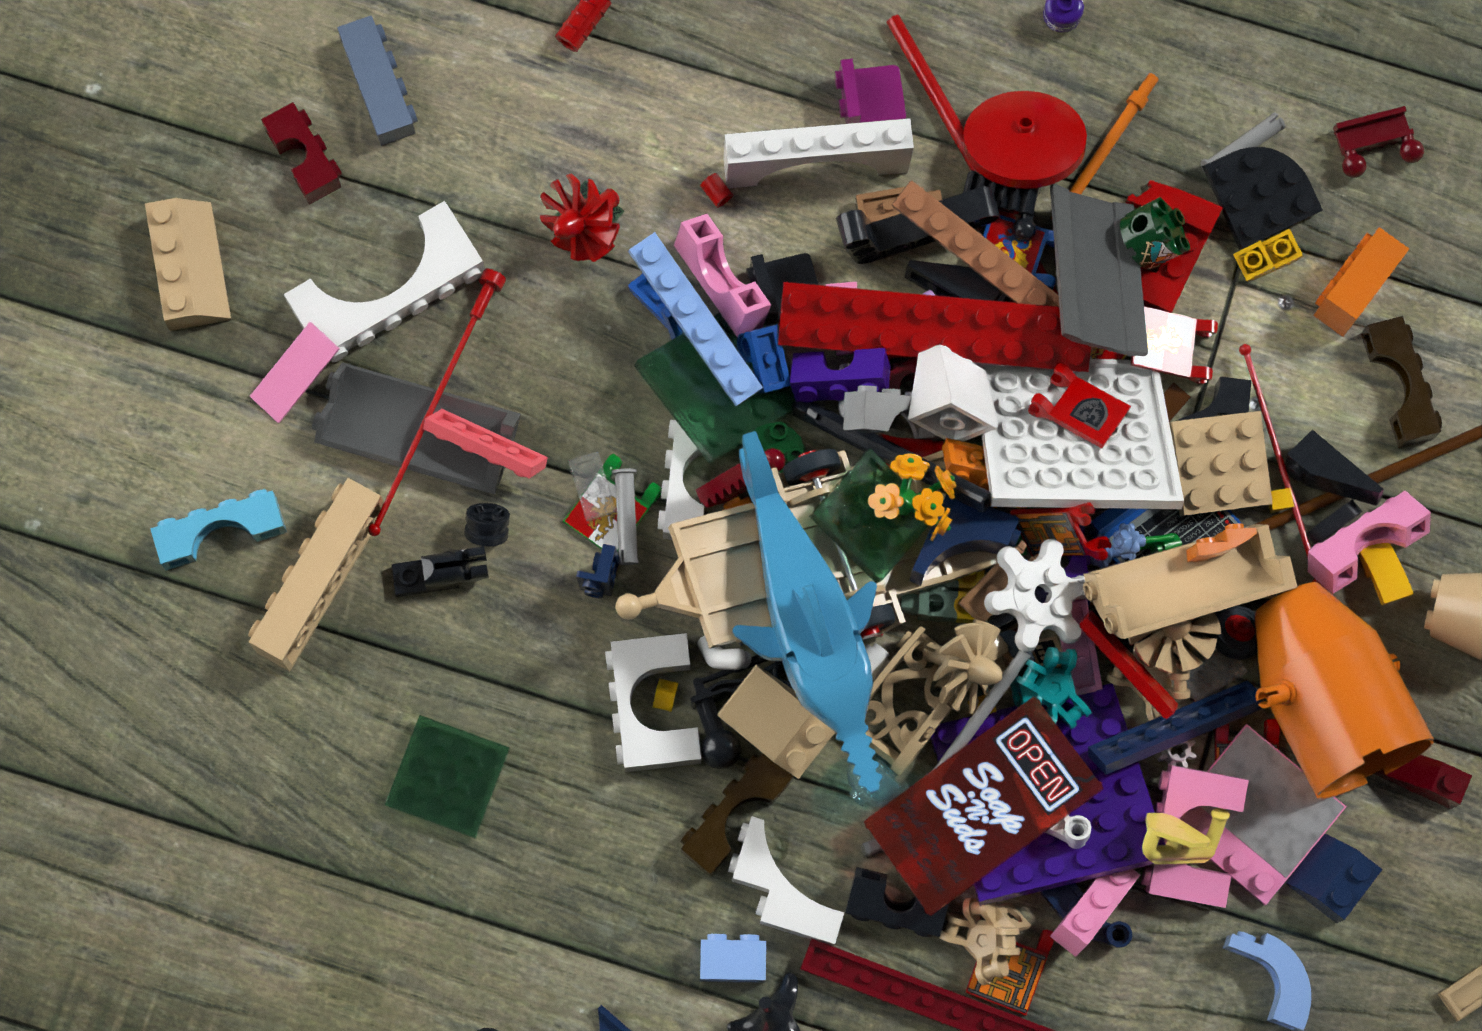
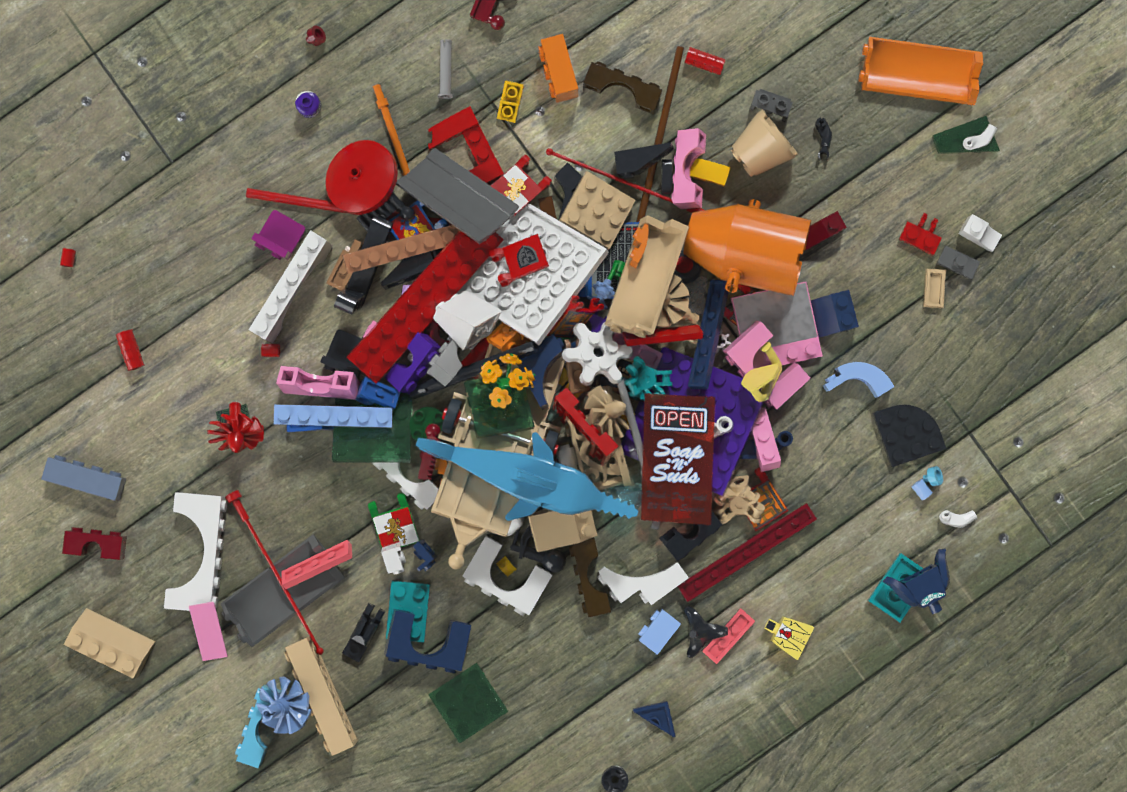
camera: 45 degrees left, 10 degrees up
(262, 541) = (285, 712): none -> medium blue piece
(487, 524) = (357, 592): black wheel -> none
(490, 705) = (449, 656): none -> dark blue arch
(510, 609) = (411, 598): none -> teal plate
(566, 538) = (393, 558): none -> white brick
(592, 486) = (377, 526): clear plate -> none
(626, 516) = (404, 521): light grey pin -> none
(927, 685) = (602, 446): none -> red wedge
(1154, 233) = (458, 151): dark green brick -> none
(1260, 192) = (476, 80): black plate -> none
(1281, 500) = (636, 193): yellow piece -> none

